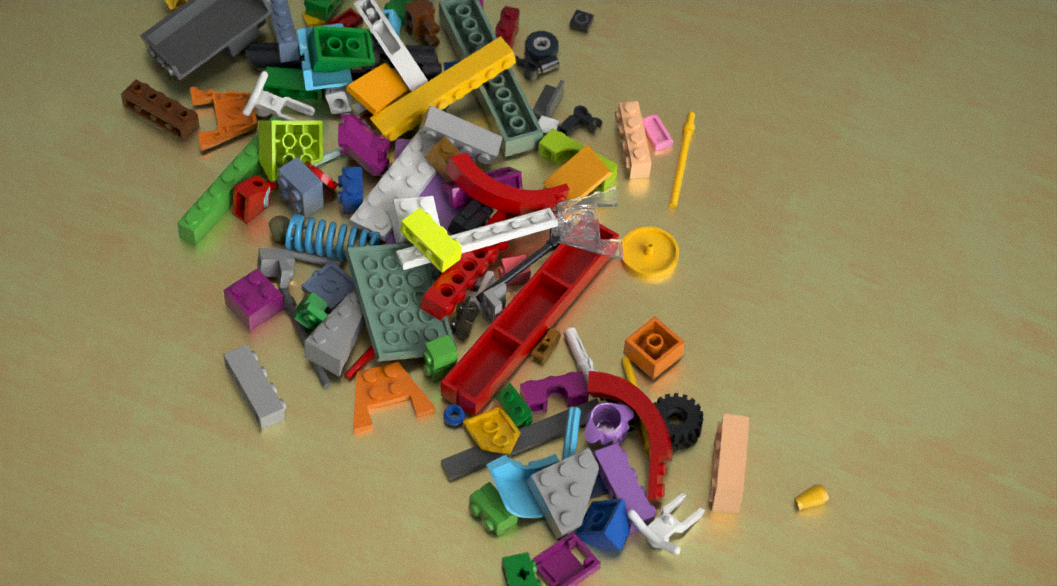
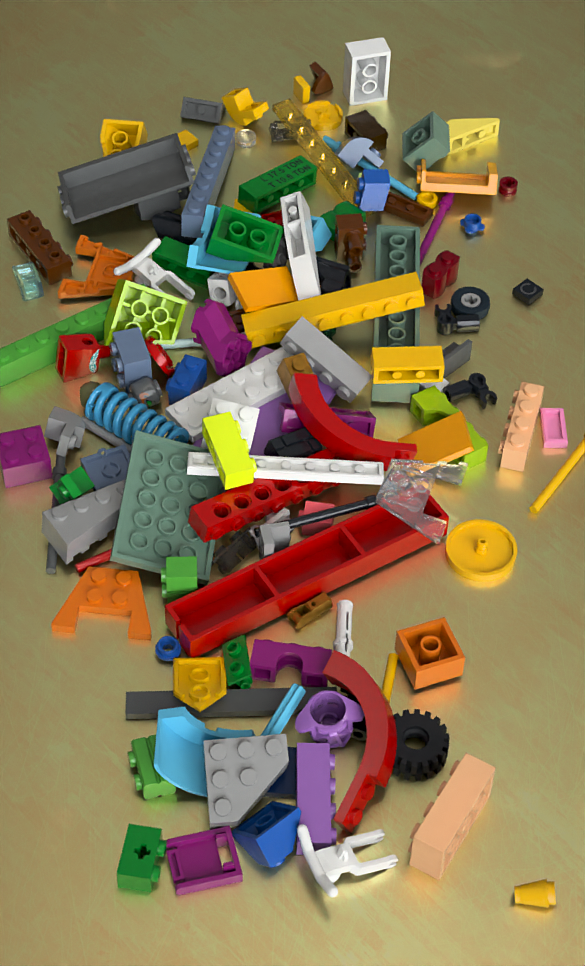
camera: 25 degrees right, 5 degrees down
(167, 144) = (28, 281): none -> clear light blue slope
(323, 209) = (146, 391): none -> dark grey head
(528, 118) = (407, 364): none -> yellow brick

